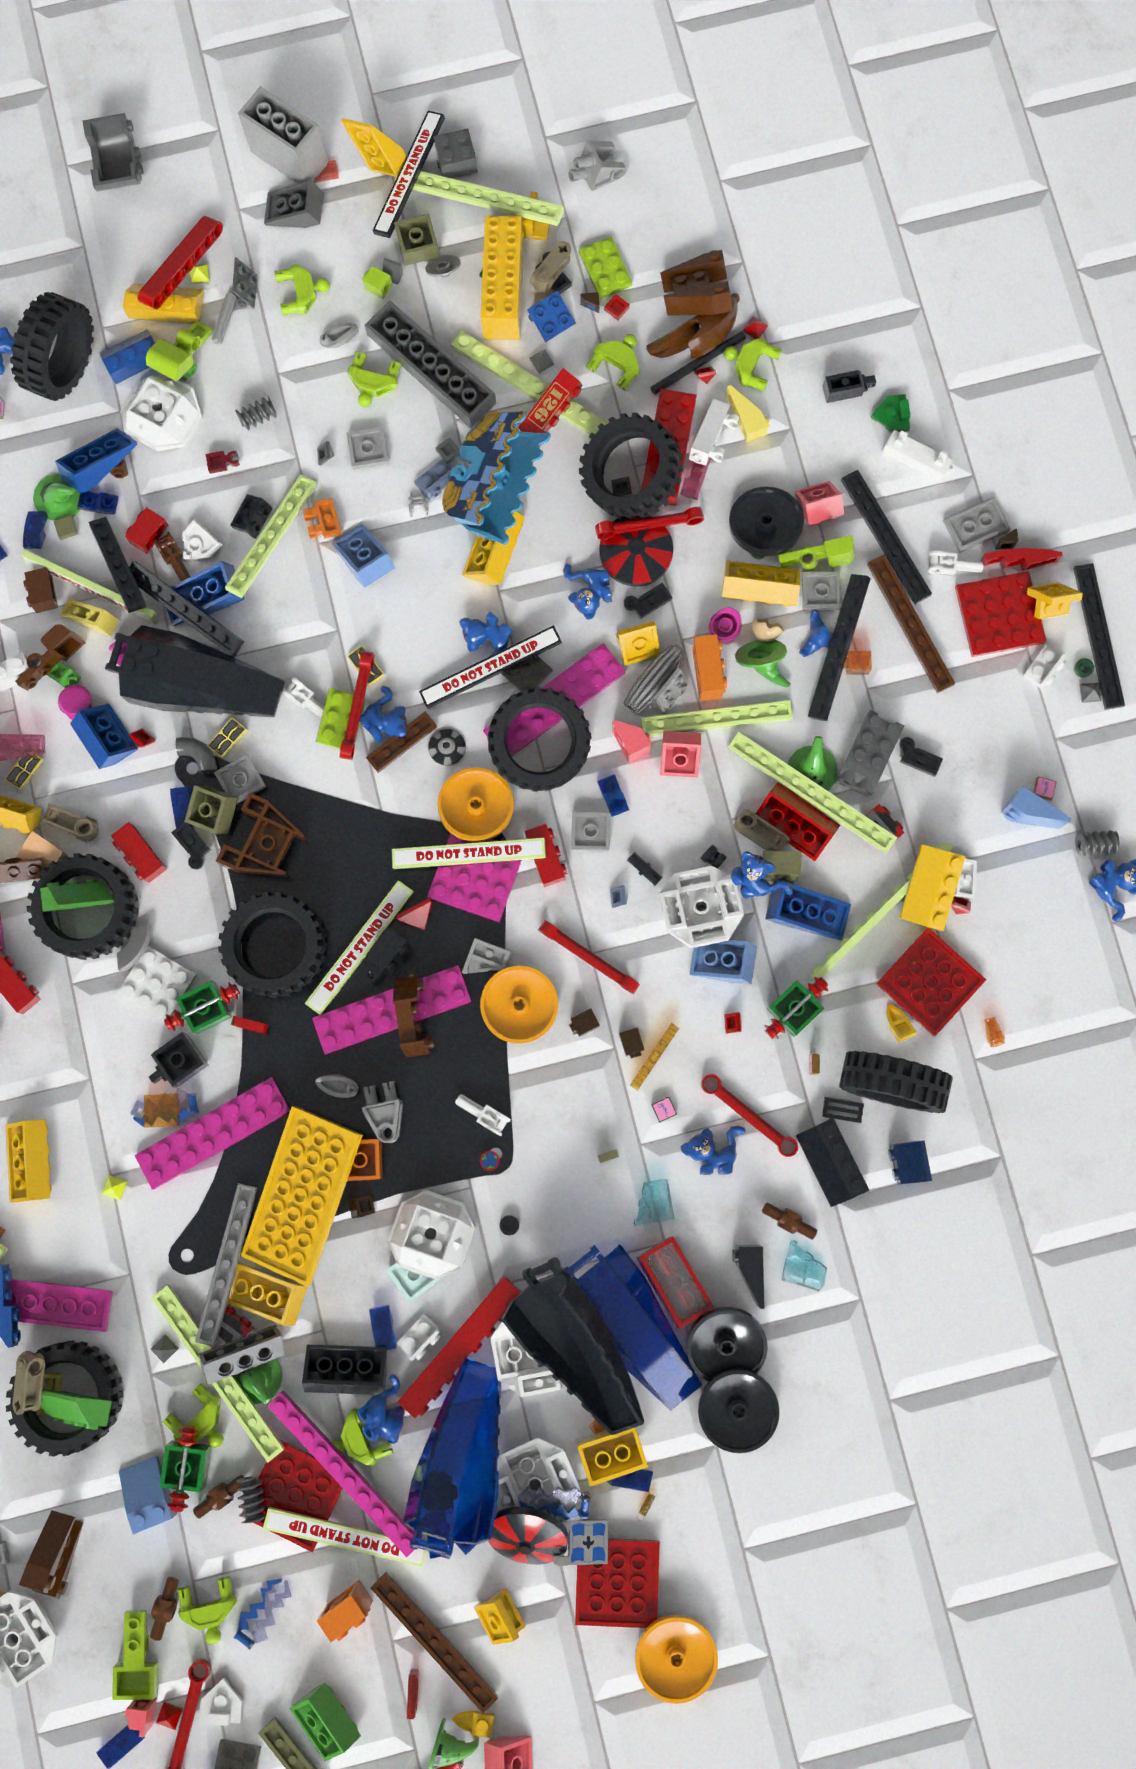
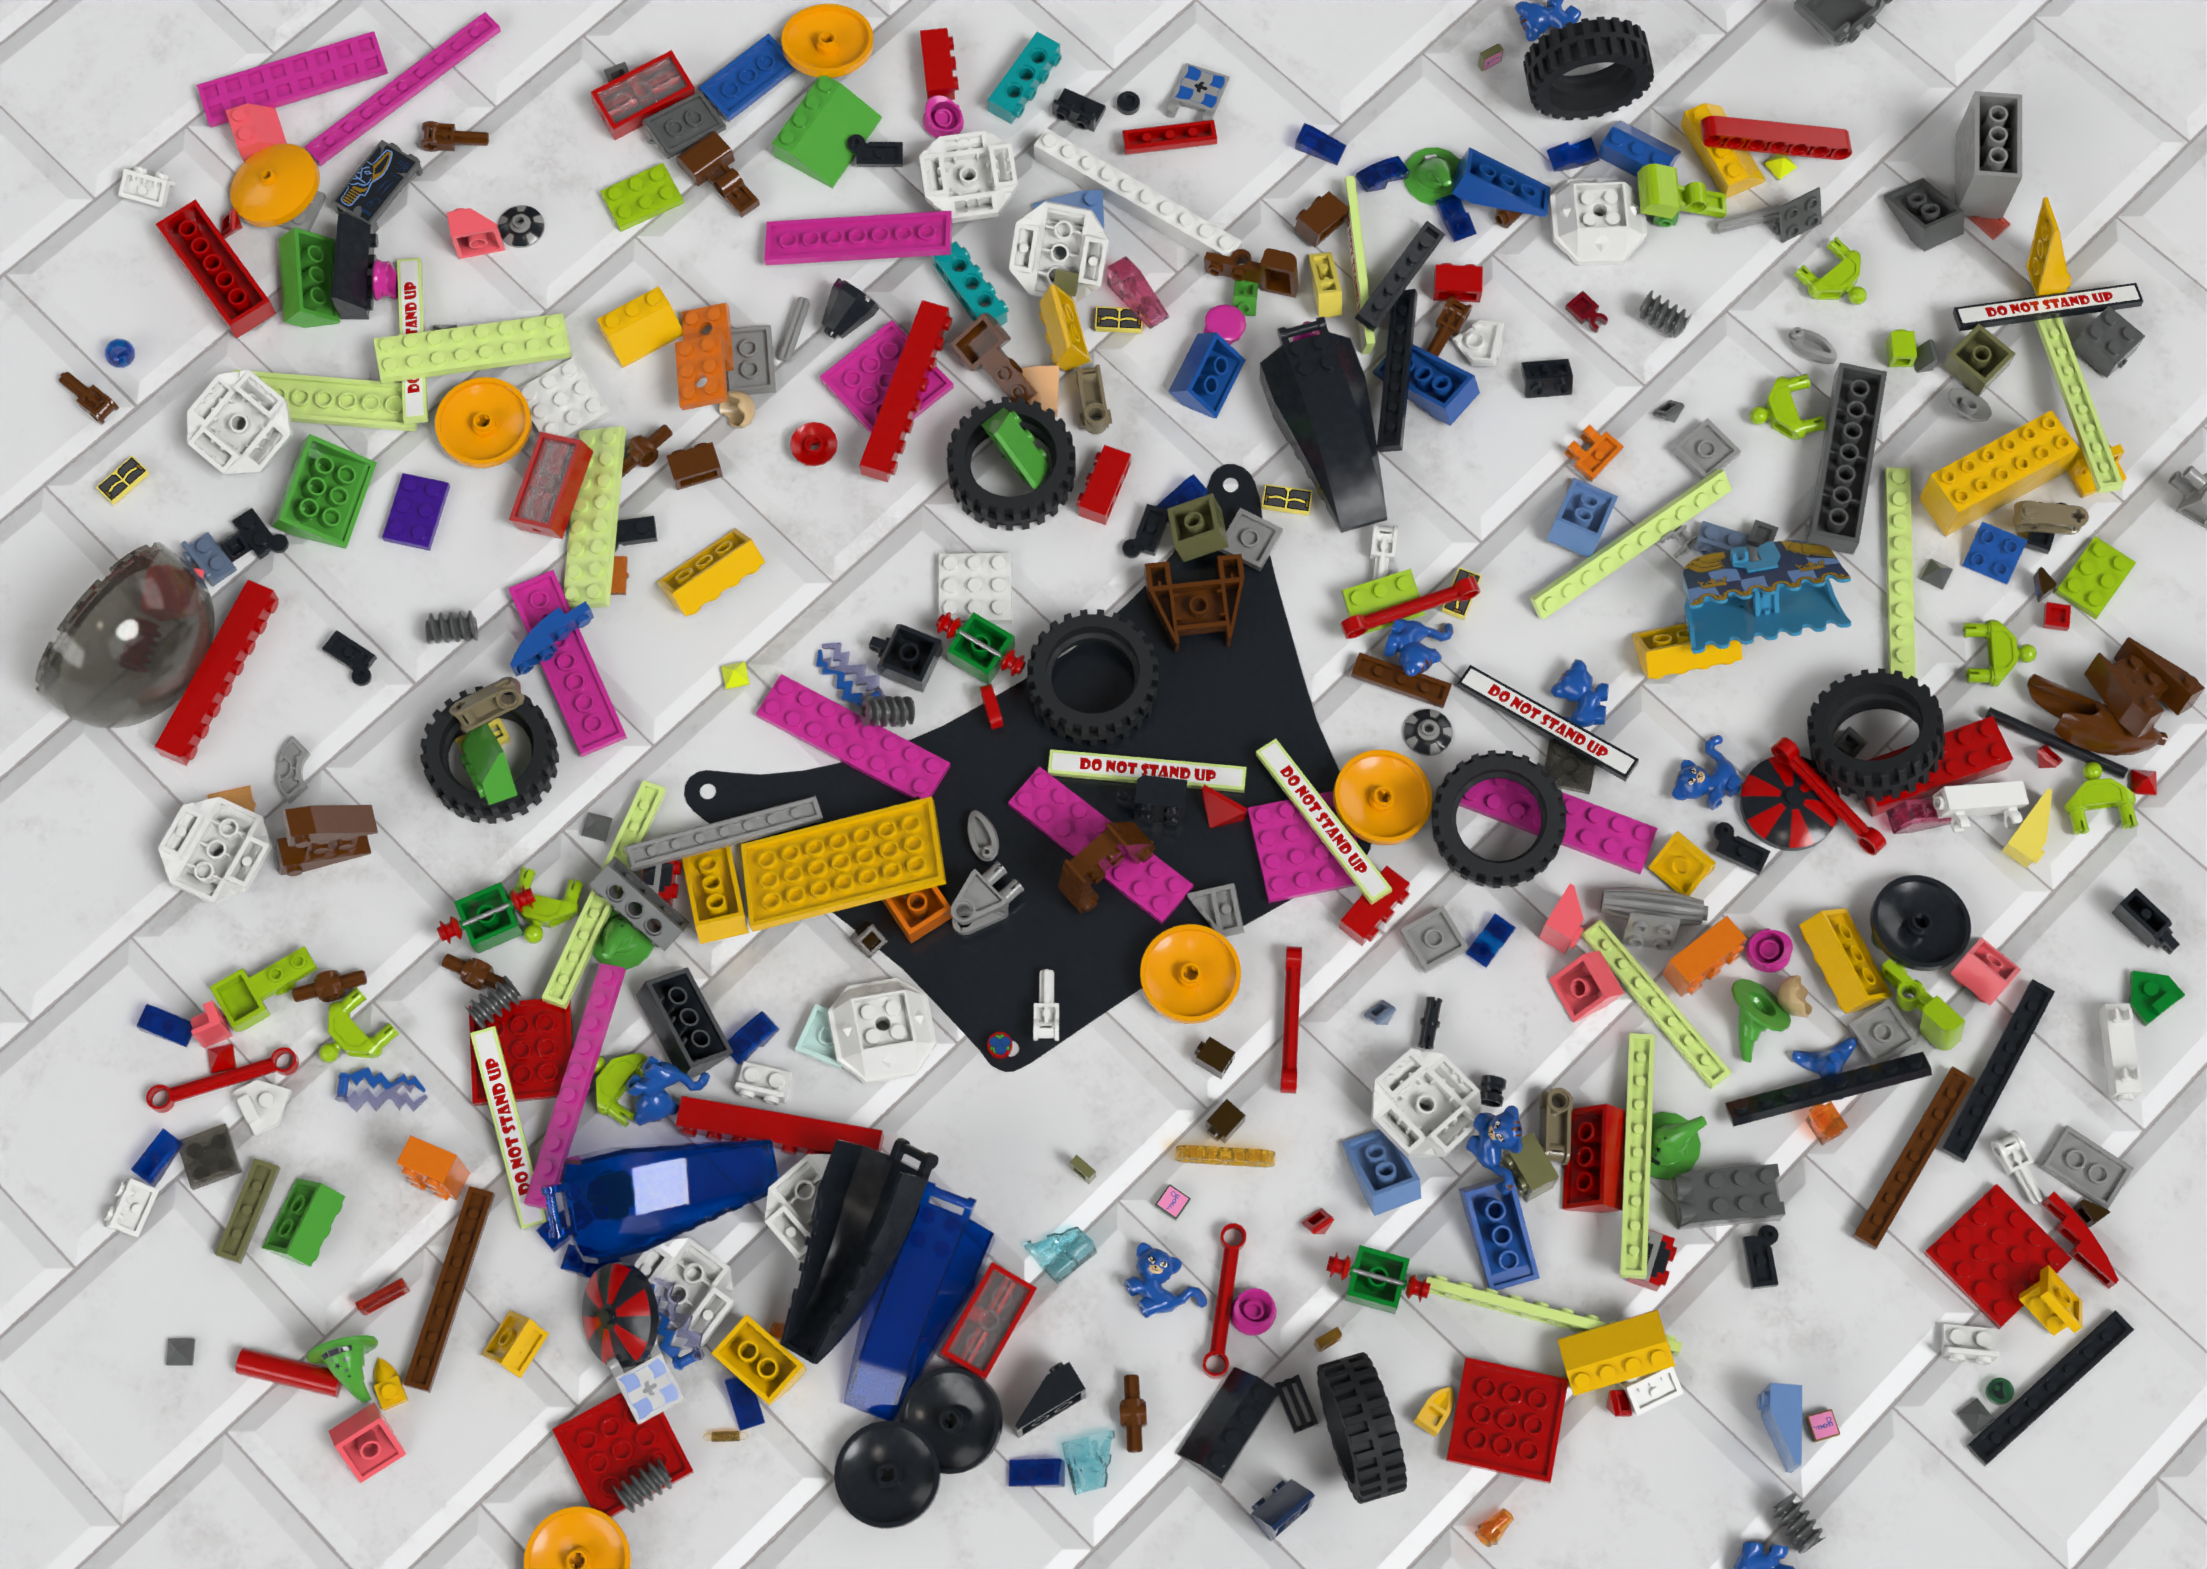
camera: 55 degrees right, 10 degrees down
(65, 527) = (1406, 203): olive tile -> none
(104, 399) = (1573, 156): none -> clear blue slope
(130, 953) = (1011, 541): light grey tile -> none
(142, 738) = (1229, 414): red slope -> none
(143, 1496) = (433, 896): medium blue slope -> none
(161, 1110) = (844, 672): clear orange piece -> none
(199, 751) = (1252, 479): dark grey cylinder -> none
(207, 1098) = (888, 708): none -> dark grey piece
(270, 536) = (1537, 409): yellowish green tile -> none
(401, 536) = (1630, 544): none -> yellowish green plate
(509, 1225) = (942, 1108): black tile -> none
(552, 403) = (1890, 611): red brick -> none
(654, 1585) = (644, 1486): none -> dark grey piece
(767, 1101) = (1253, 1312): none -> dark pink piece
(791, 1307) = (1037, 1473): none -> clear blue slope

